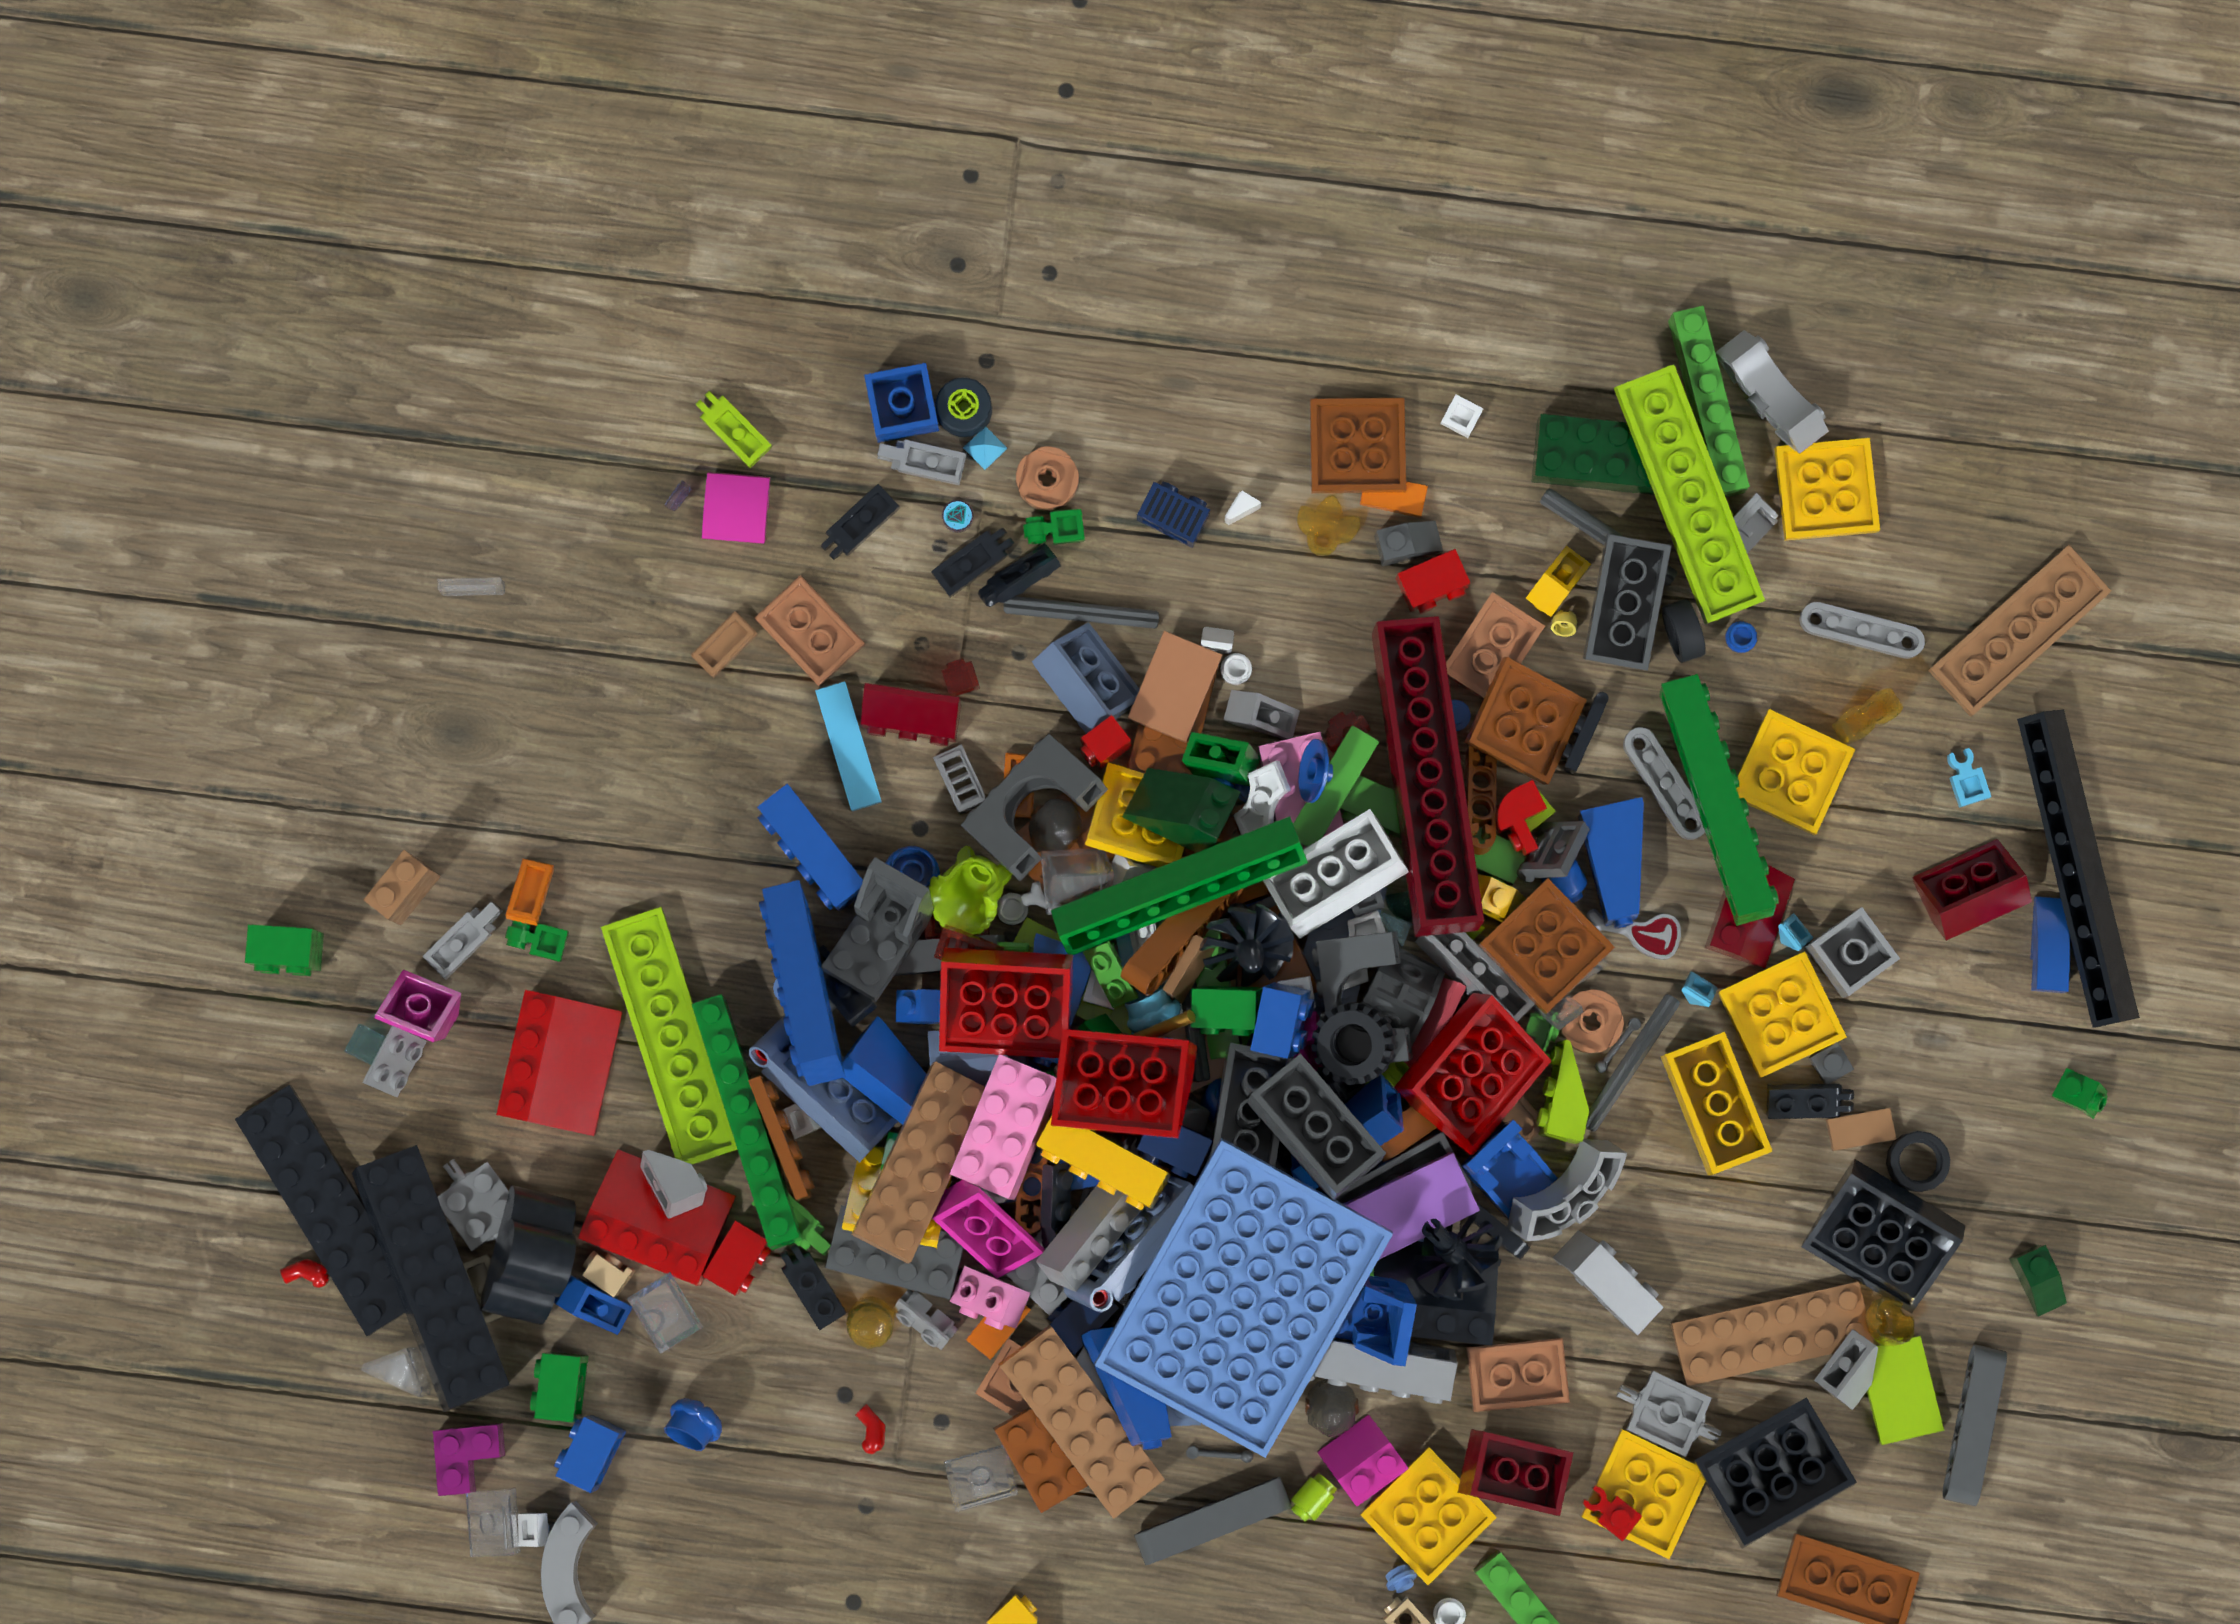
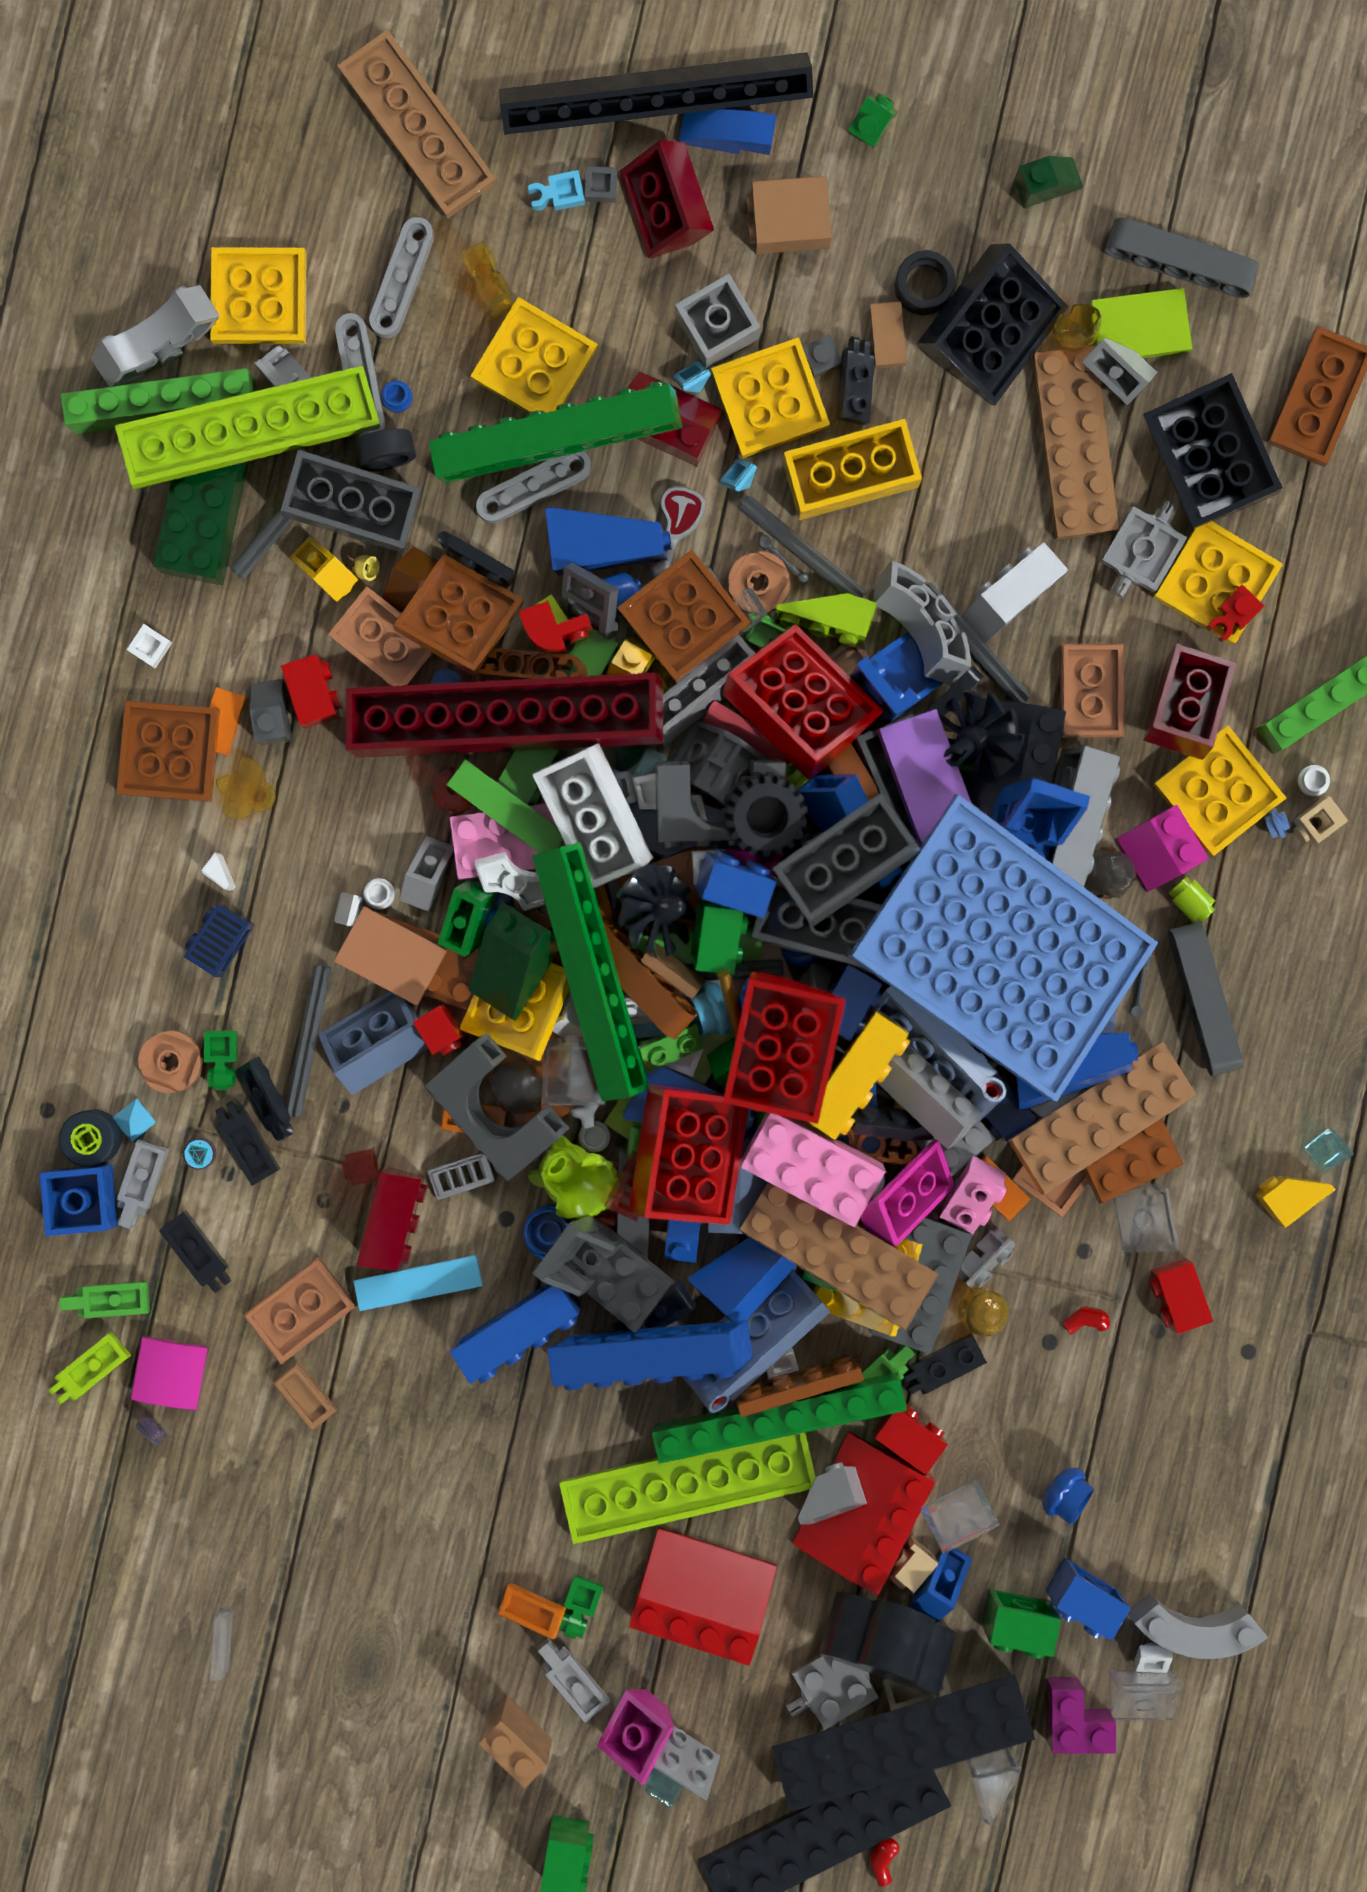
camera: 80 degrees left, 5 degrees up
(804, 441) = (108, 1300): none -> bright green hinge
(905, 1523) = (1180, 1296): none -> red brick
(1314, 771) = (488, 826): blue dish -> none
(1542, 1260) = (989, 660): none -> dark grey axle
(1558, 666) = (407, 577): none -> reddish brown slope
(1778, 594) = (357, 352): none -> light grey plate
(1971, 1016) = (789, 215): none -> medium nougat brick
(1980, 821) = (600, 184): none -> dark grey plate

